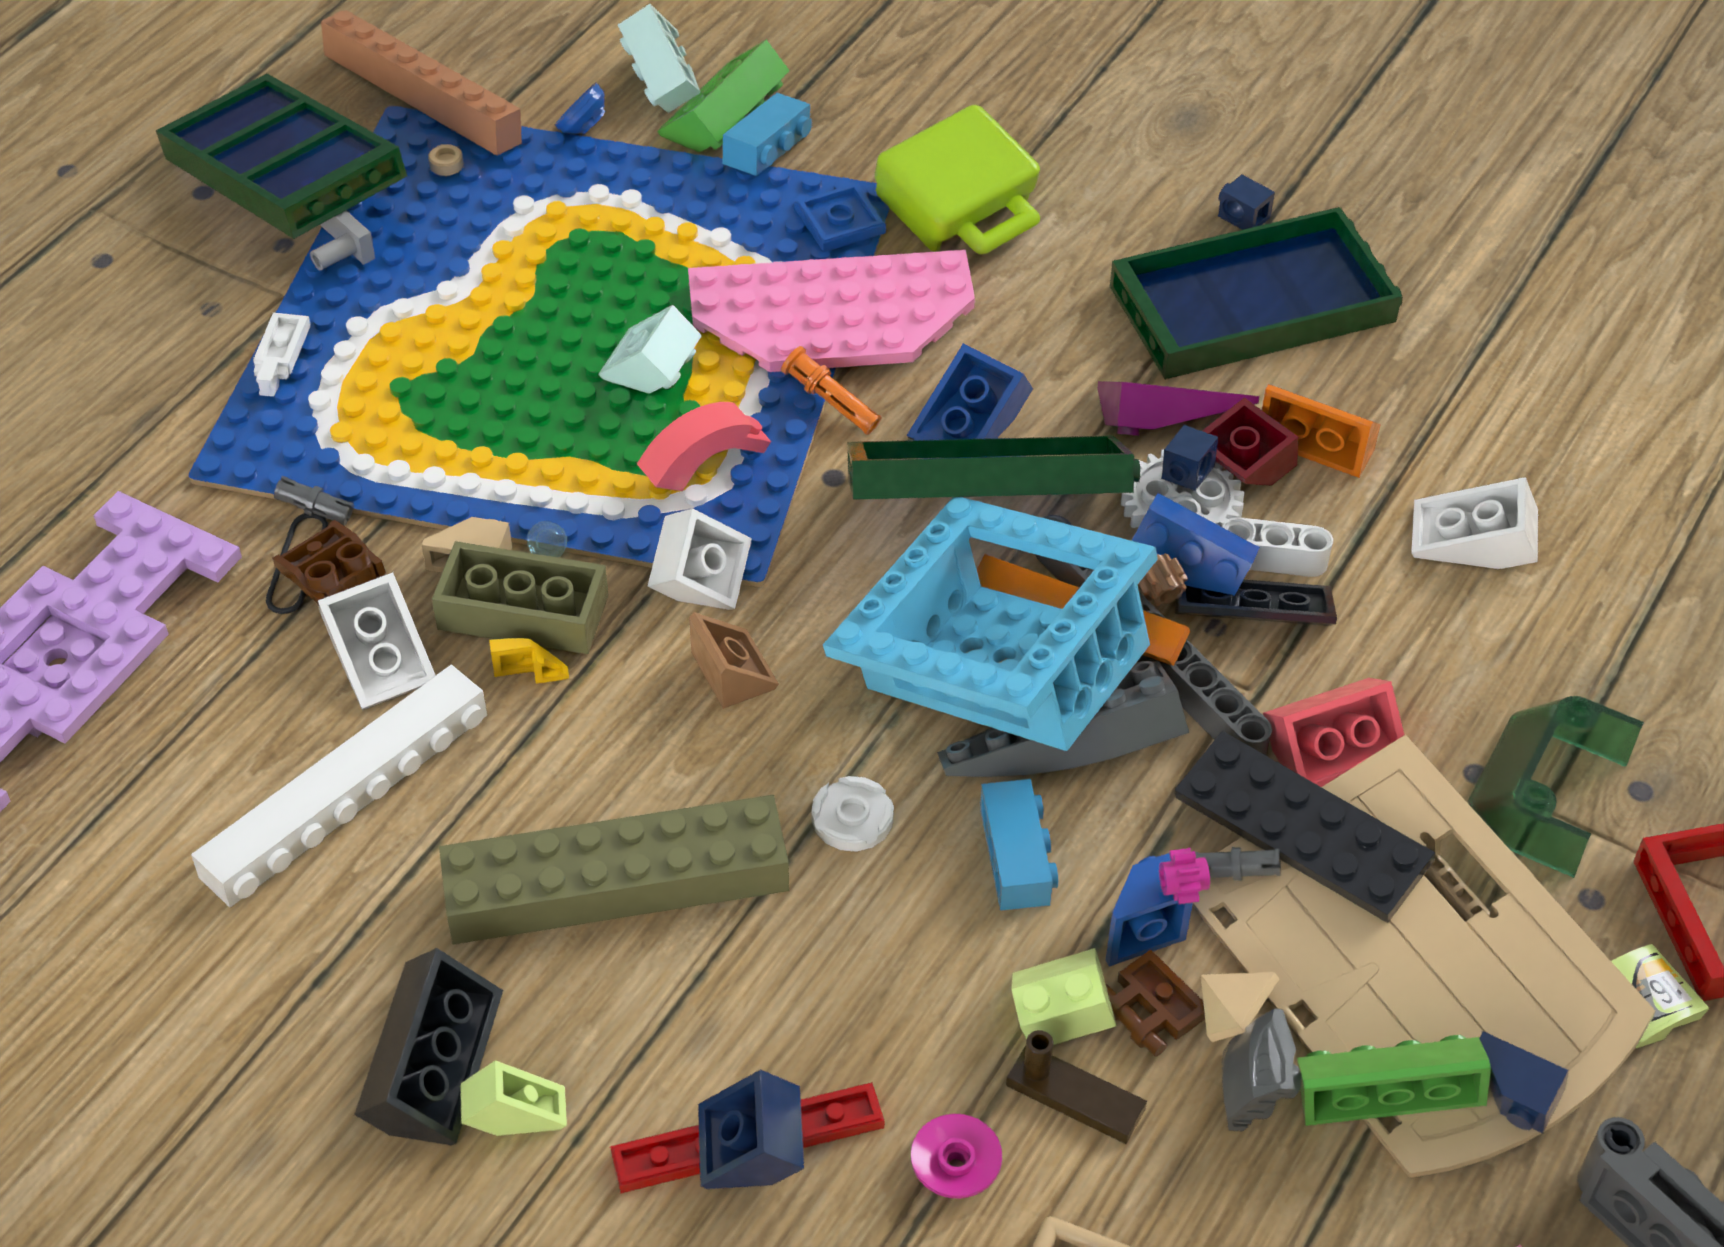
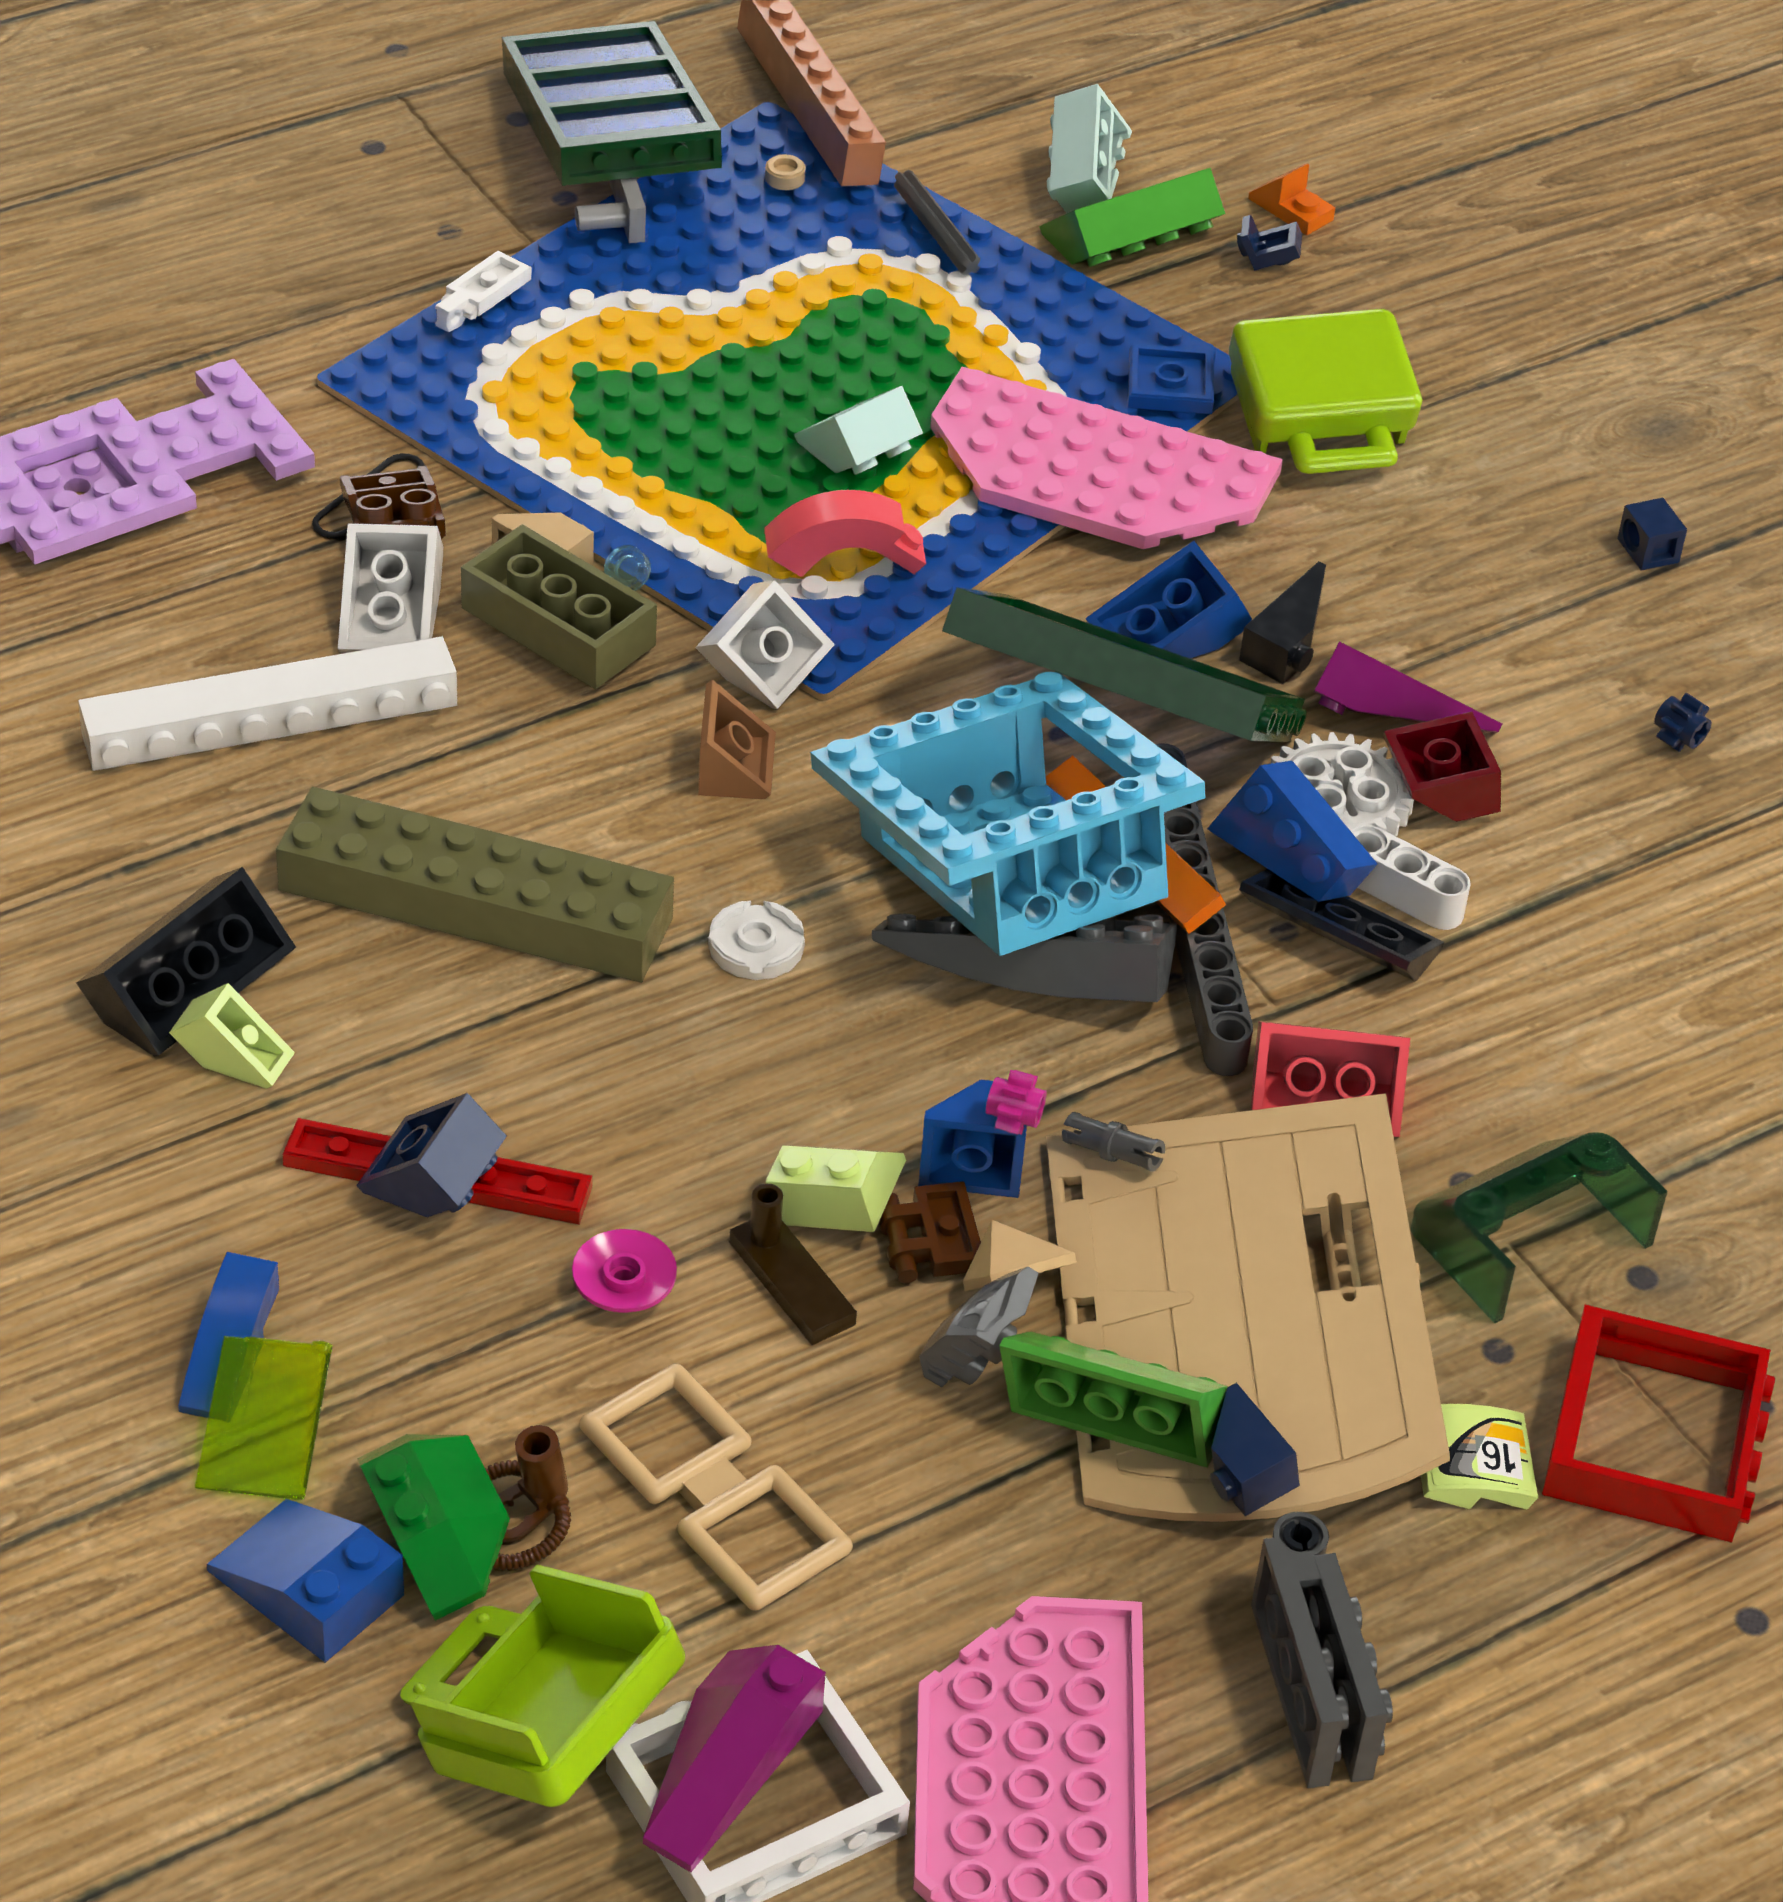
camera: 25 degrees right, 5 degrees down
(313, 500) = (420, 442): dark grey pin -> none
(524, 656) = (525, 663): yellow slope -> none
(583, 112) = (965, 176): blue piece -> none
(587, 157) = (937, 222): none -> dark grey axle
(766, 134) = (1149, 267): dark azure brick -> none
(818, 380) = (1020, 525): orange pin -> none
(819, 42) = (1292, 202): none -> orange slope
(835, 82) = (1270, 246): none -> dark blue bracket
(1017, 844) = (900, 1033): dark azure brick -> none
(1060, 383) = (1283, 633): none -> black slope
(1164, 581) = (1238, 848): medium nougat gear -> none
(1189, 457) = (1361, 745): dark blue brick -> none
(1254, 292) = (1591, 624): window -> none
(1307, 824) = (1213, 1136): black plate -> none
(1324, 432) = (1548, 784): orange slope -> none
(1369, 341) = (1682, 722): none -> dark blue gear
(1478, 526) = (1661, 949): white slope -> none

